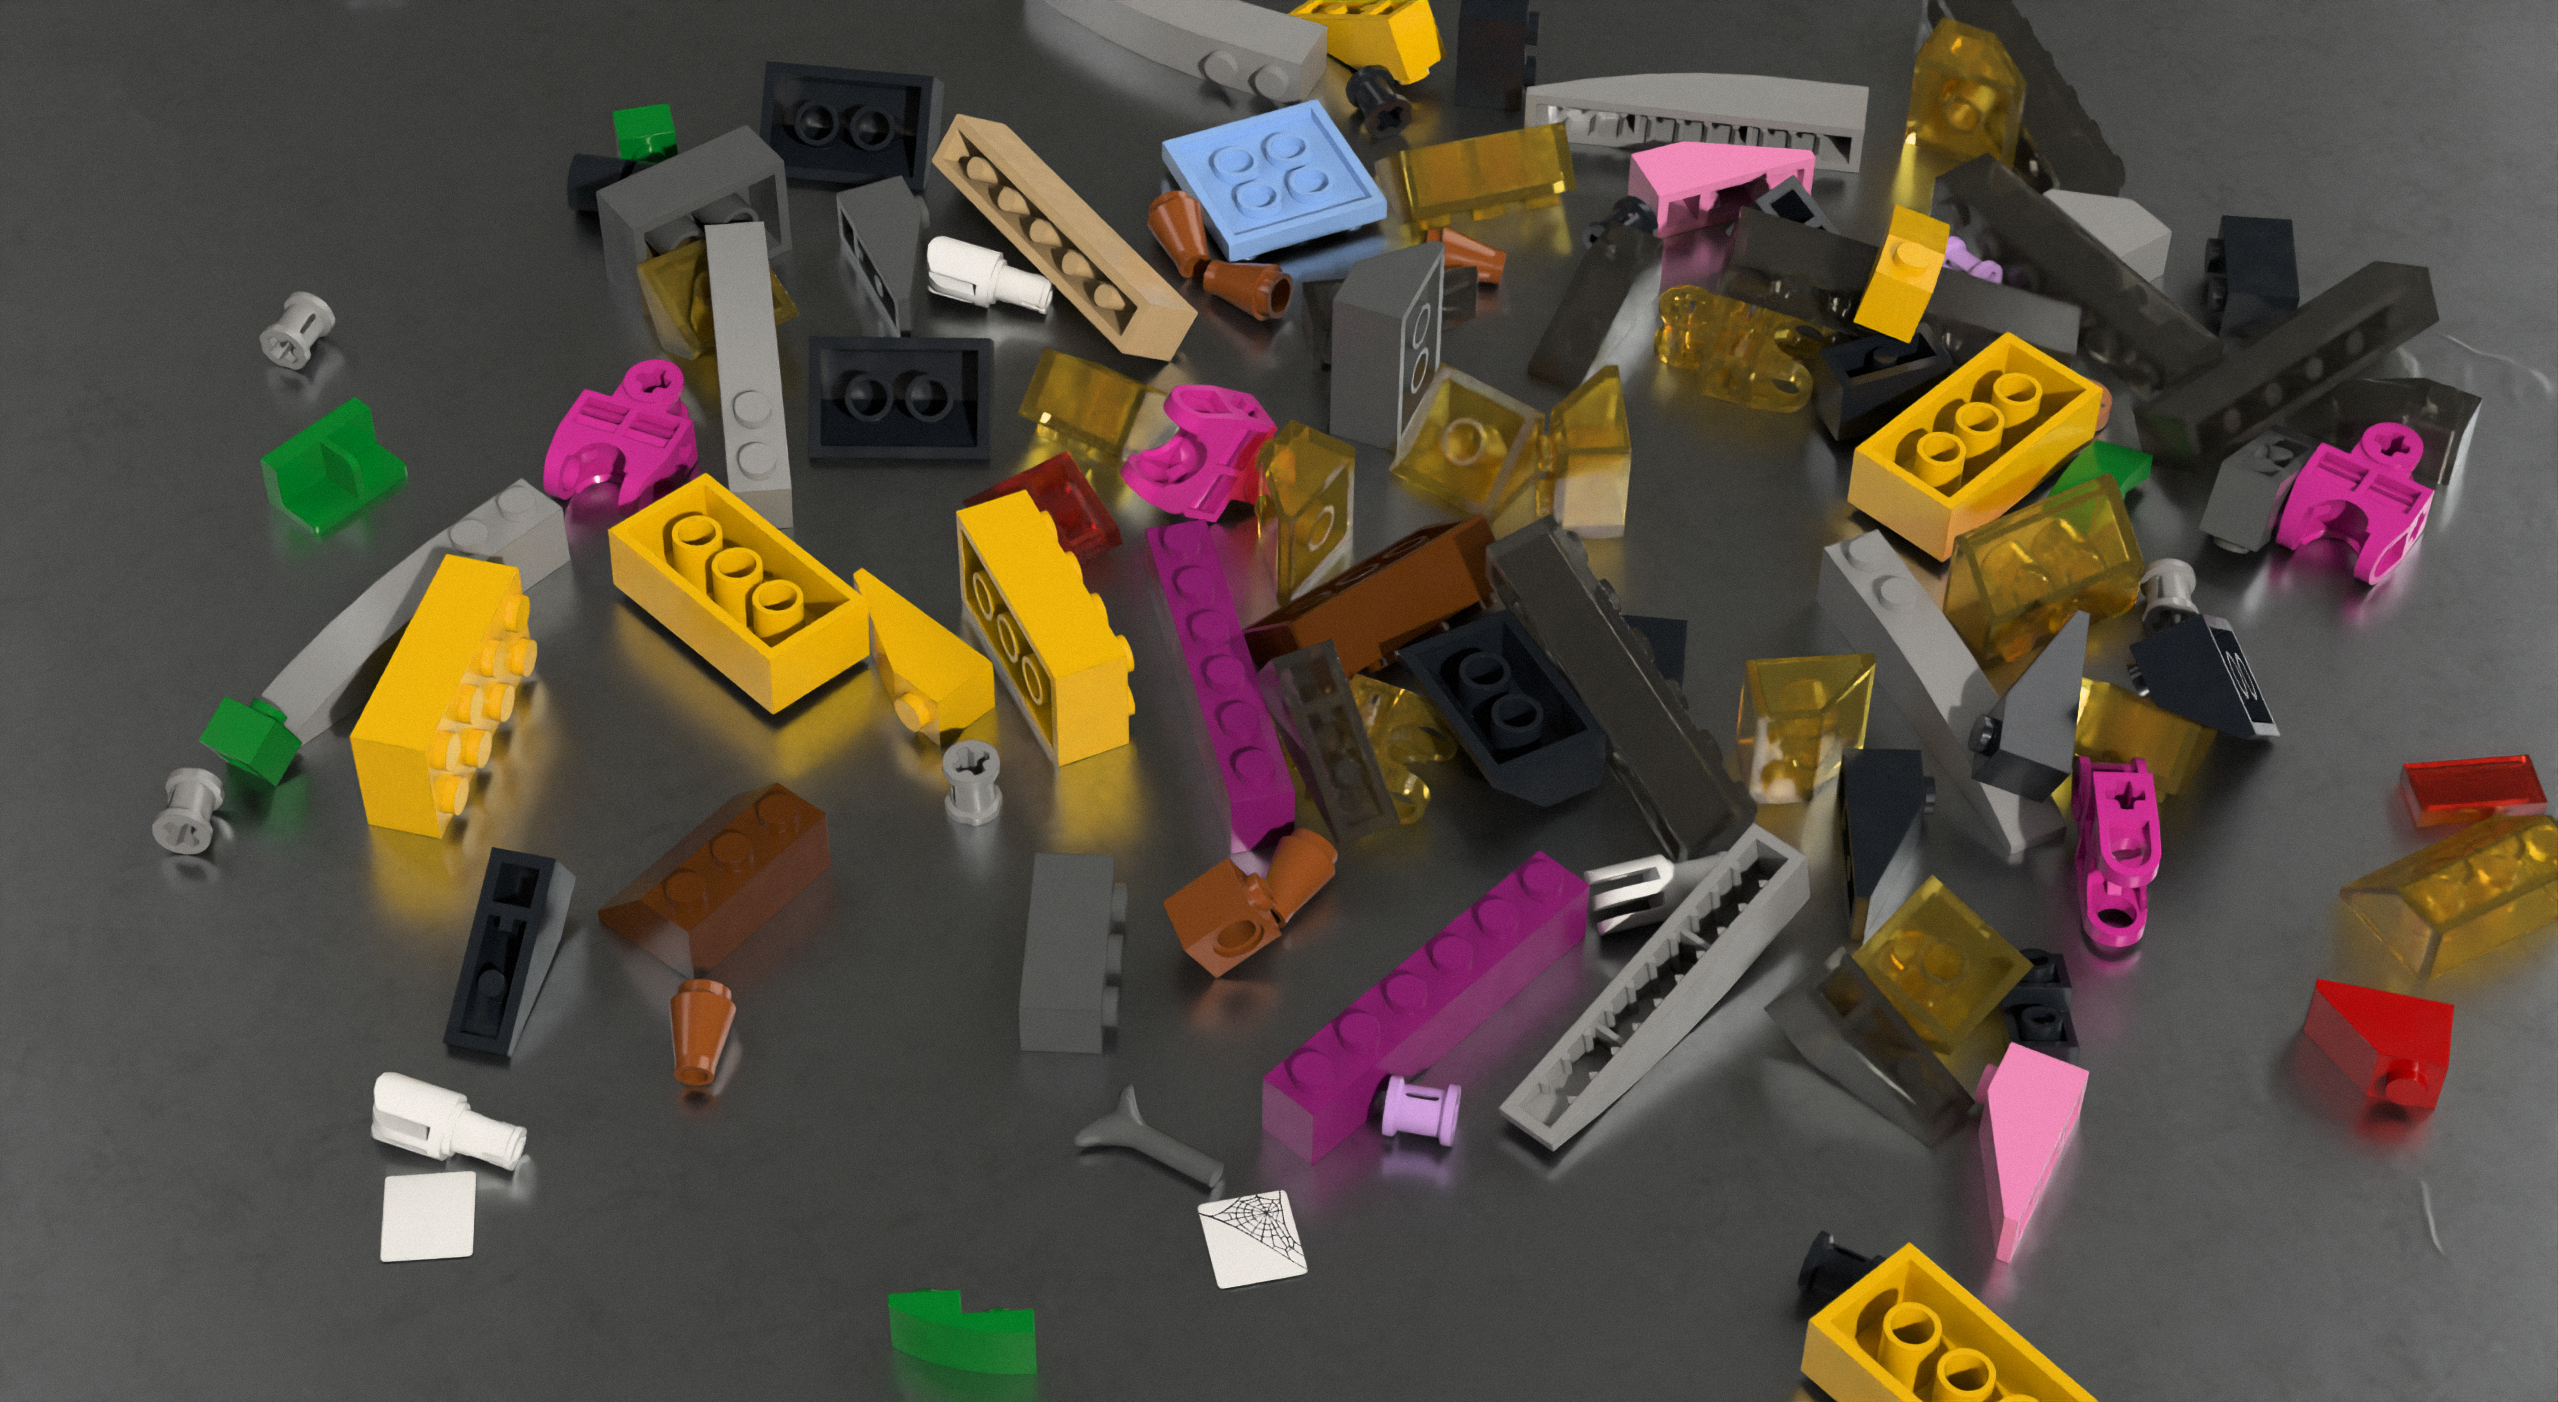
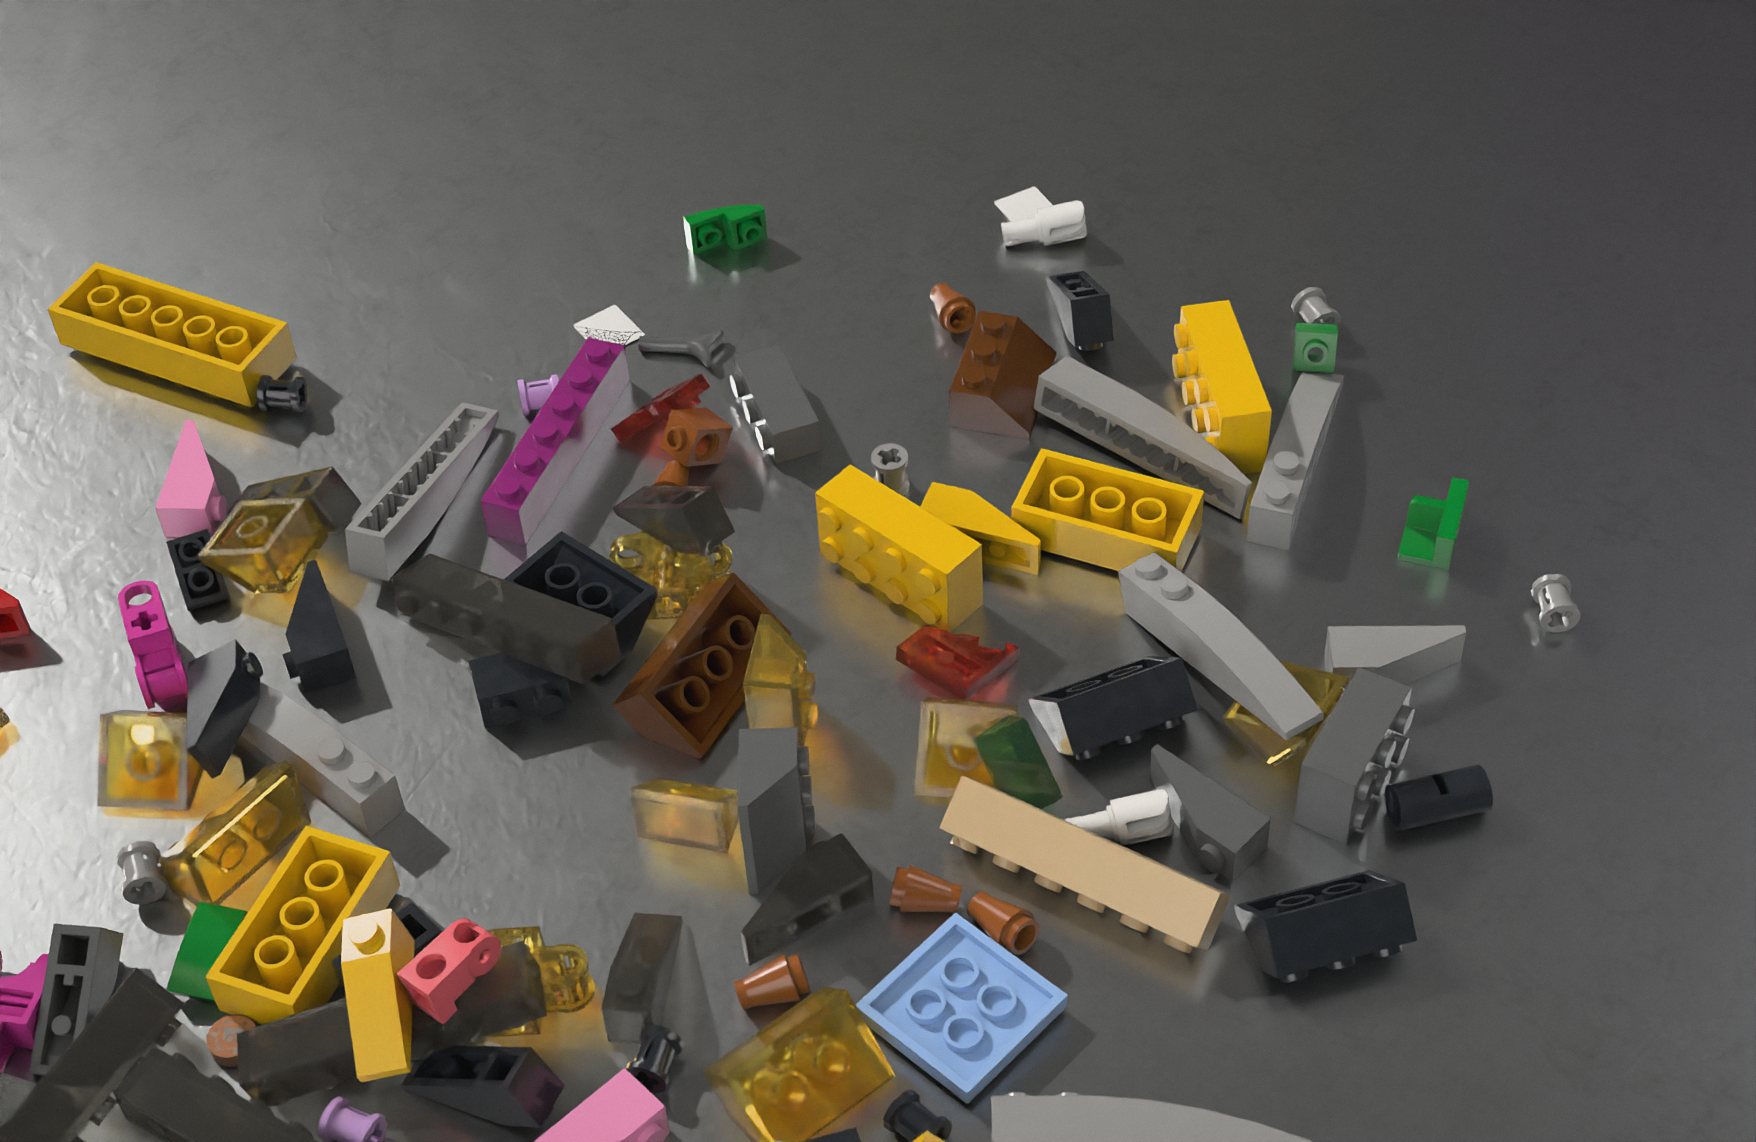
camera: 160 degrees right, 0 degrees up
(546, 335) = (1393, 651): none -> light grey slope
(611, 739) = (1139, 432): none -> light grey slope
(626, 438) = (1270, 602): dark pink piece -> none
(645, 133) = (1462, 841): green plate -> none
(1070, 331) = (1017, 762): none -> clear green slope
(1207, 457) = (850, 714): dark pink piece -> none
(1219, 686) = (793, 589): magenta brick -> none
(1242, 989) = (677, 397): none -> clear red wing
(1587, 459) = (591, 794): clear yellow slope -> none
(1664, 887) = (458, 543): white arm -> none
(1798, 720) = (378, 654): clear yellow slope -> none
(1823, 236) = (449, 967): none -> coral leg
(2203, 677) = (102, 751): black slope -> none

